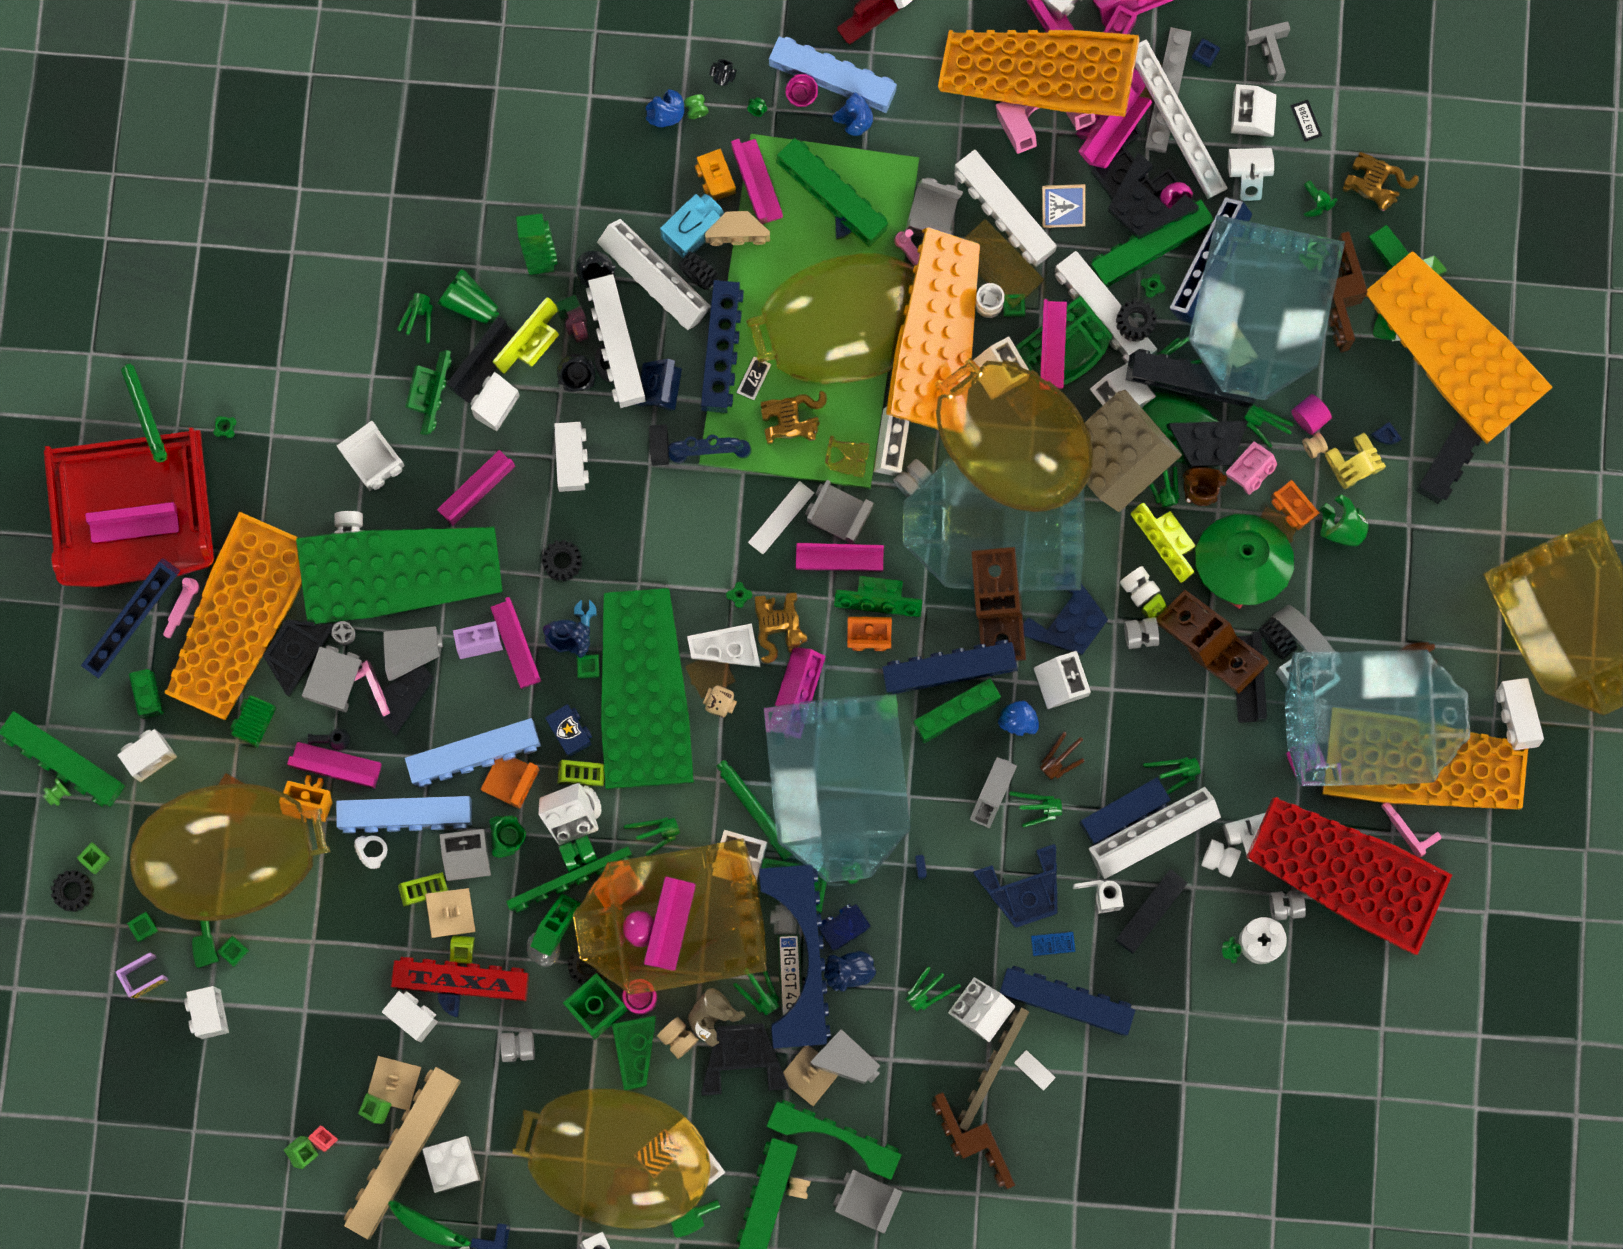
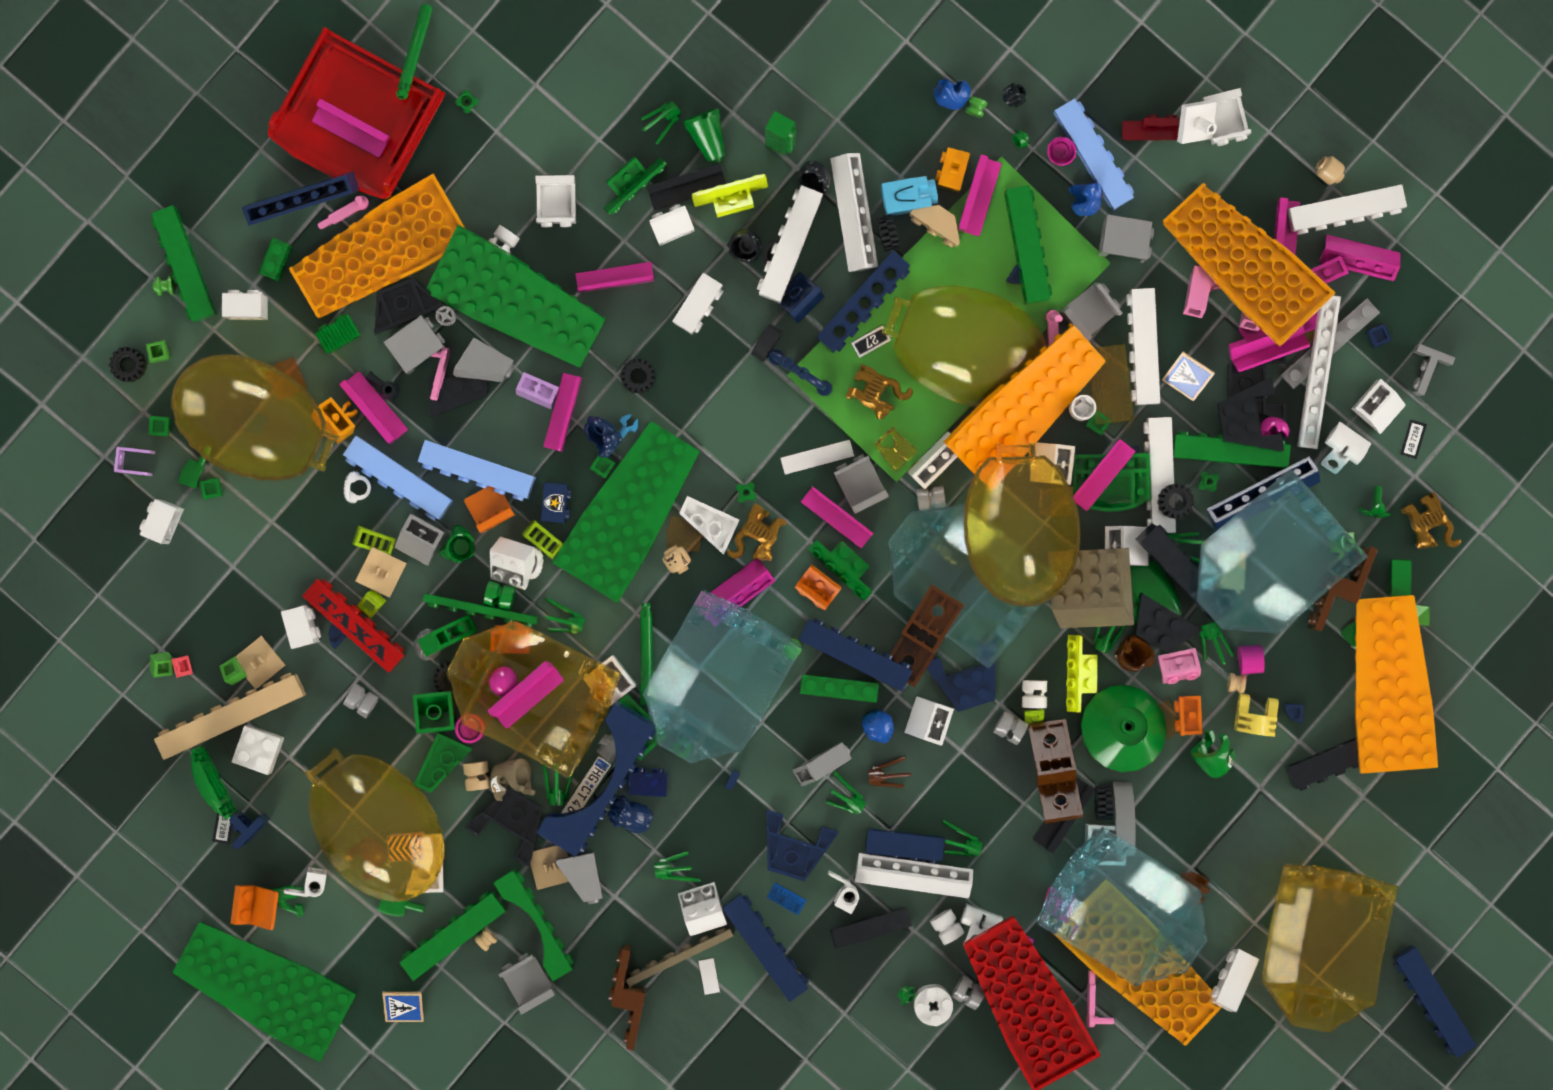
camera: 30 degrees right, 10 degrees up
(576, 321) = (774, 204): clear pink hips -> none
(915, 124) = (1126, 237): none -> light grey panel

